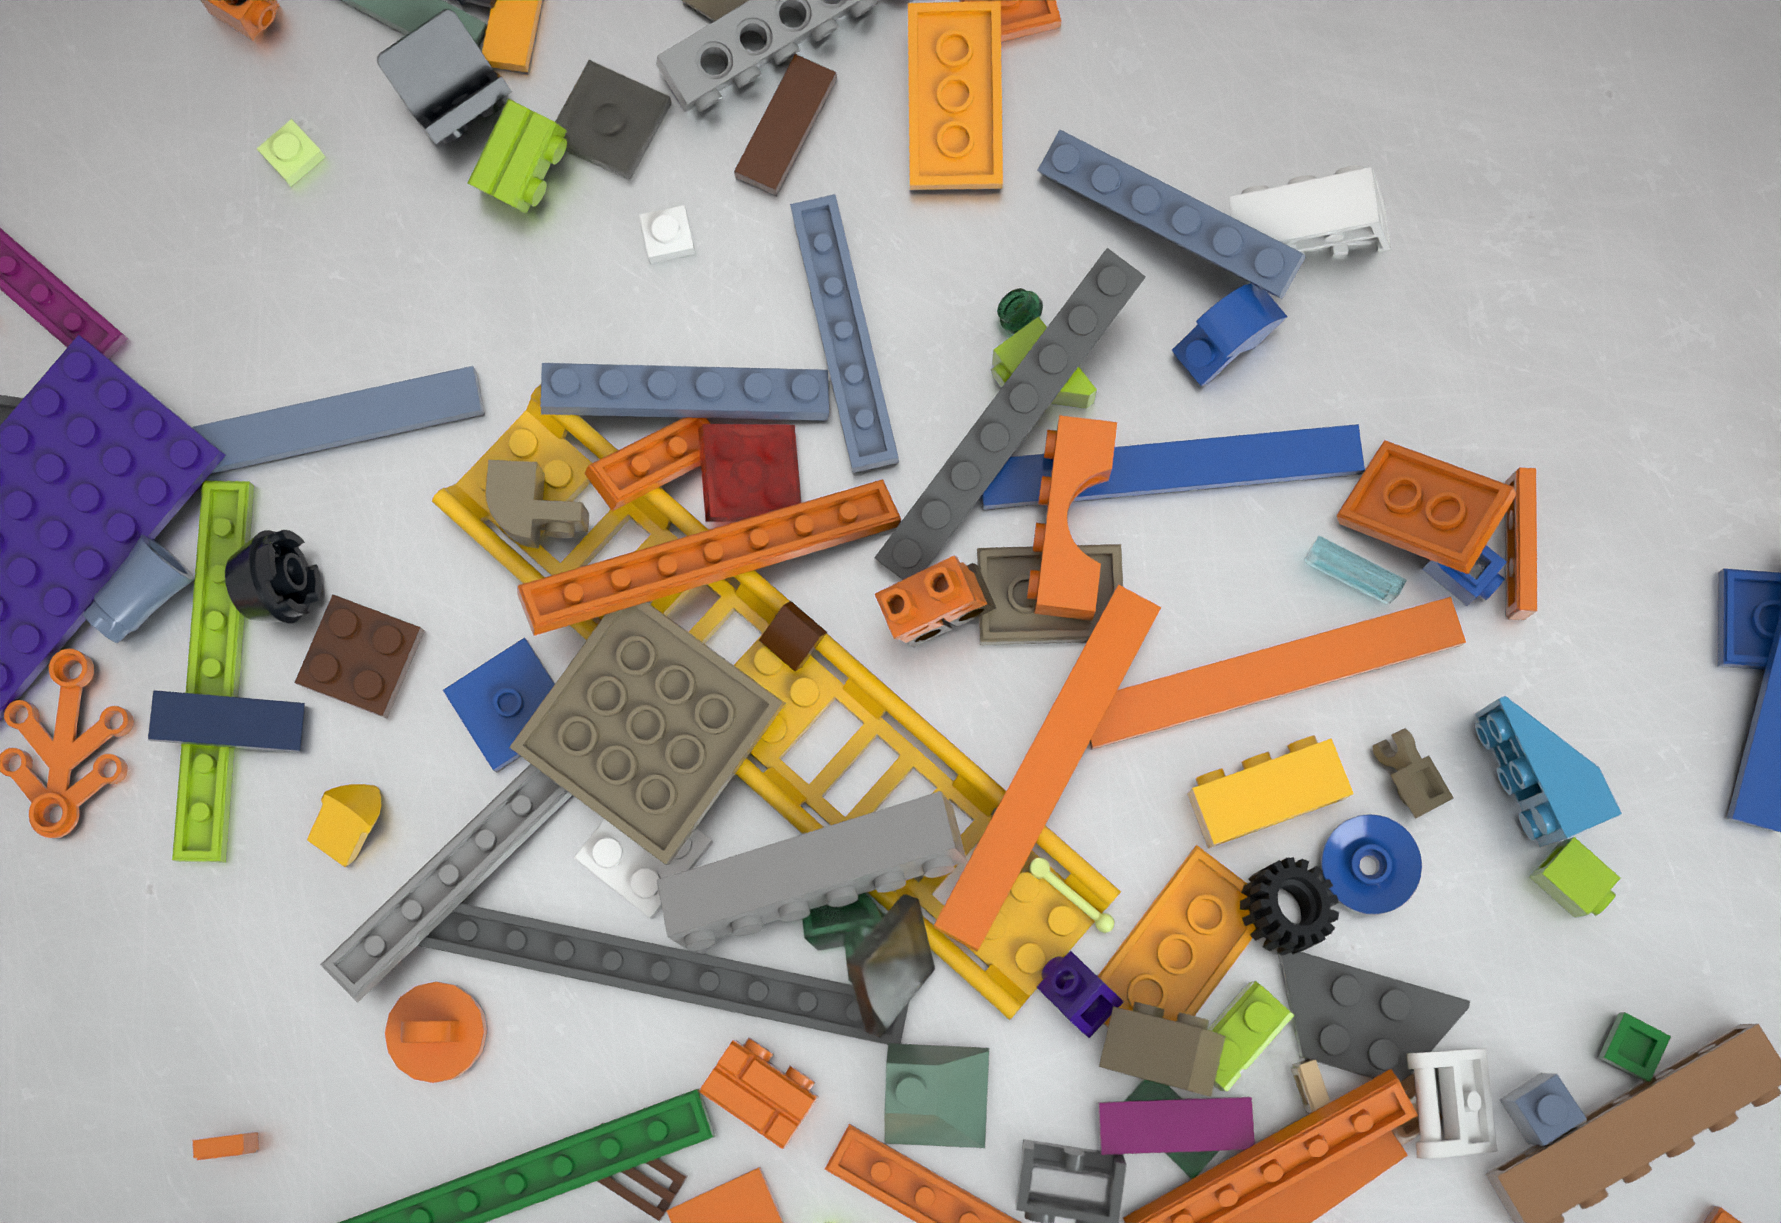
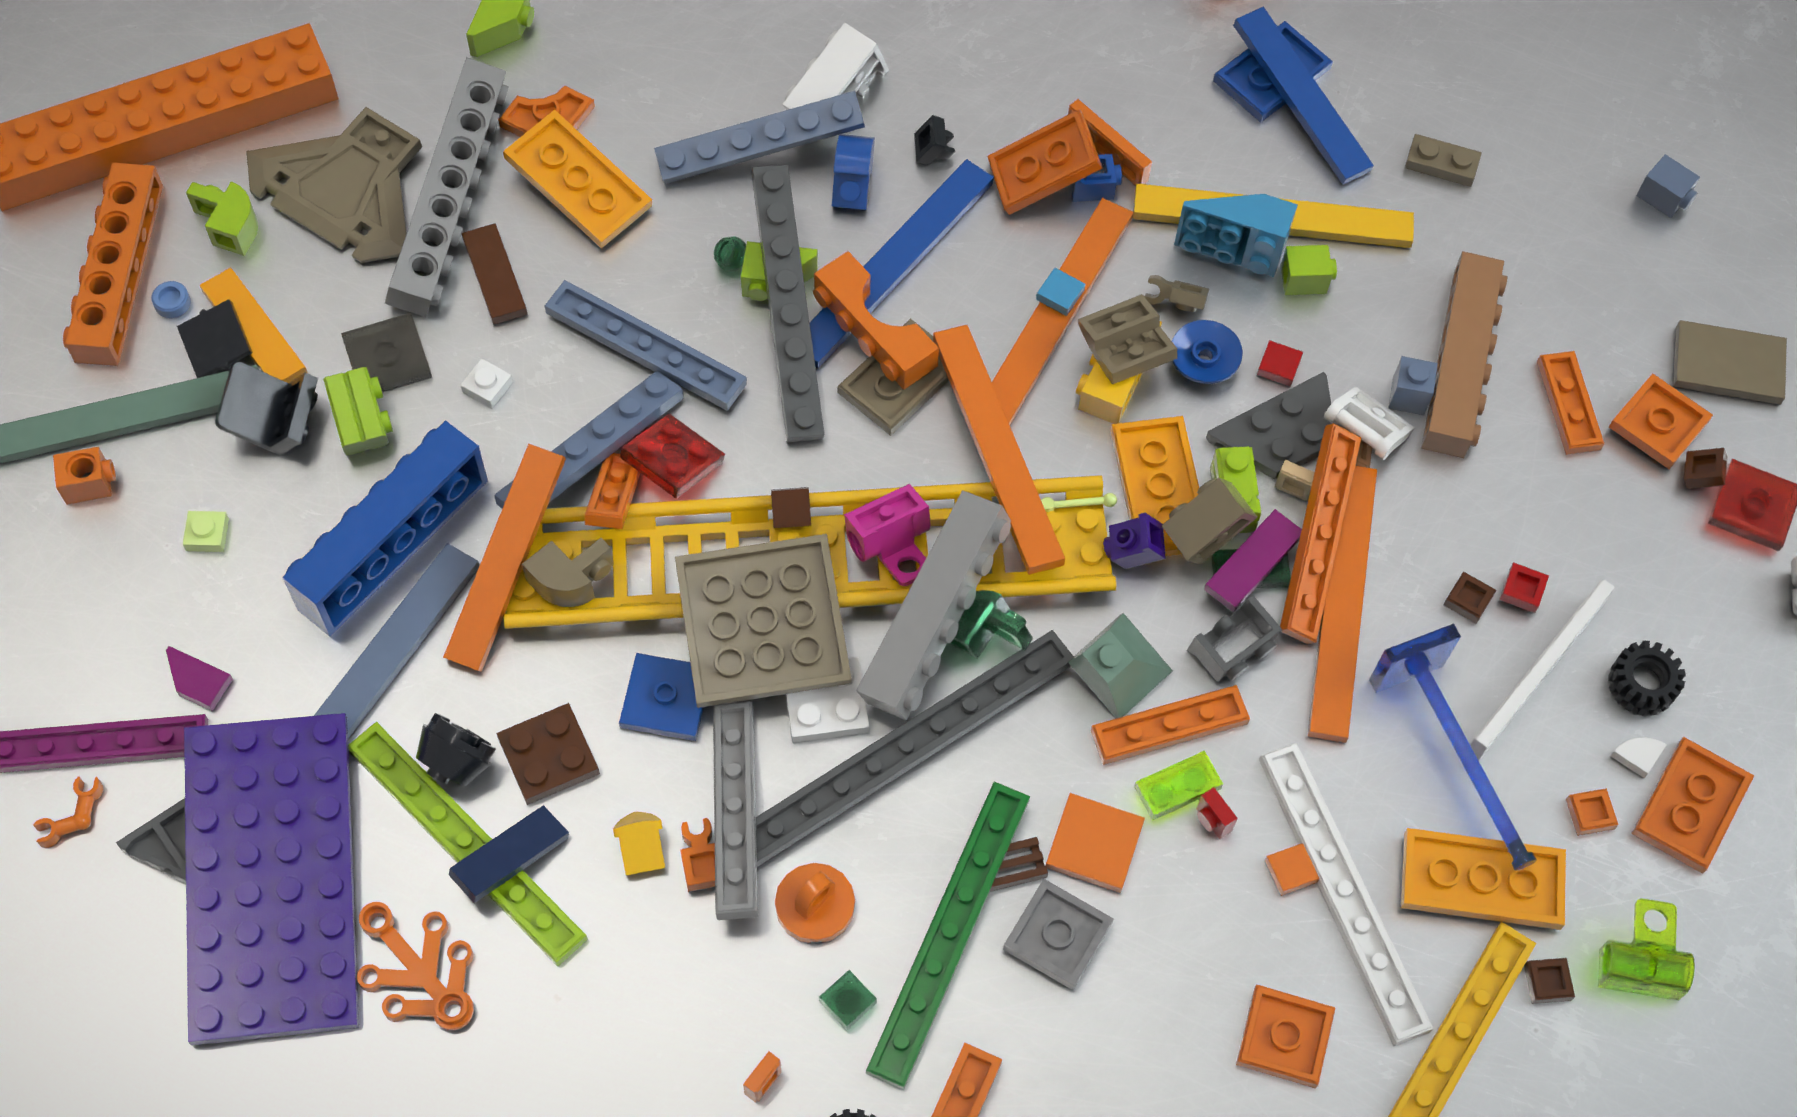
camera: 55 degrees left, 15 degrees down
(137, 589) = (372, 835): sand blue plant -> none
(149, 292) = (196, 679): none -> magenta tile
(367, 1152) = (847, 1000): none -> clear green plate
(376, 888) = (699, 858): none -> orange plate
(422, 302) = (386, 528): none -> blue brick
(492, 433) = (504, 557): none -> orange tile
(707, 557) = (700, 508): orange tile -> none
(760, 1092) = (1028, 752): orange brick -> none
(857, 751) = (888, 530): none -> dark pink piece
(891, 965) = (1029, 610): clear smoke tile -> none
(934, 598) = (849, 419): orange hips -> none
(1293, 659) = (1060, 291): none -> dark azure tile
(1294, 781) = (1127, 339): none -> dark tan slope
(1310, 895) = (1190, 405): black tyre -> none
(1342, 372) = (932, 141): none -> black tile
(1354, 570) = (1042, 225): clear light blue tile -> none
(1438, 946) = (1280, 363): none -> red tile
(1634, 1046) = (1420, 320): green plate -> none
(1644, 819) = (1310, 219): none -> yellow tile

